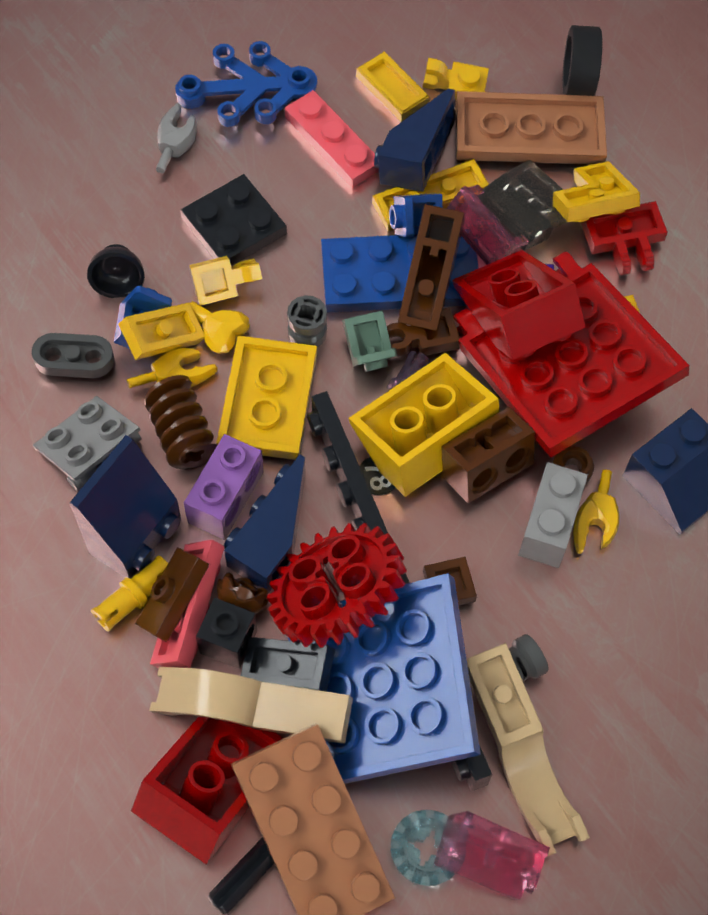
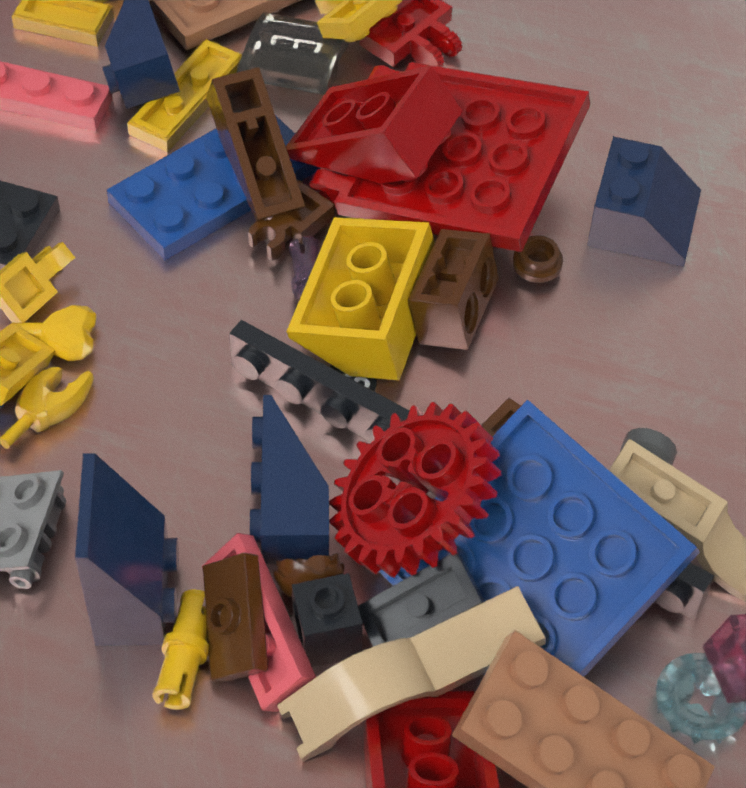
camera: 35 degrees left, 10 degrees down
(179, 422) = (78, 429): reddish brown piece -> none
(224, 486) = (202, 479): medium lavender brick -> none
(269, 395) = (174, 370): yellow plate -> none
(300, 323) = (158, 273): dark grey wheel -> none
(368, 341) = (239, 256): sand green bracket -> none
(408, 211) = (188, 113): blue bracket -> none
(482, 228) = (290, 91): clear pink hinge -> none
(553, 515) = (560, 310): light grey brick -> none
(597, 510) = (597, 285): yellow hand -> none

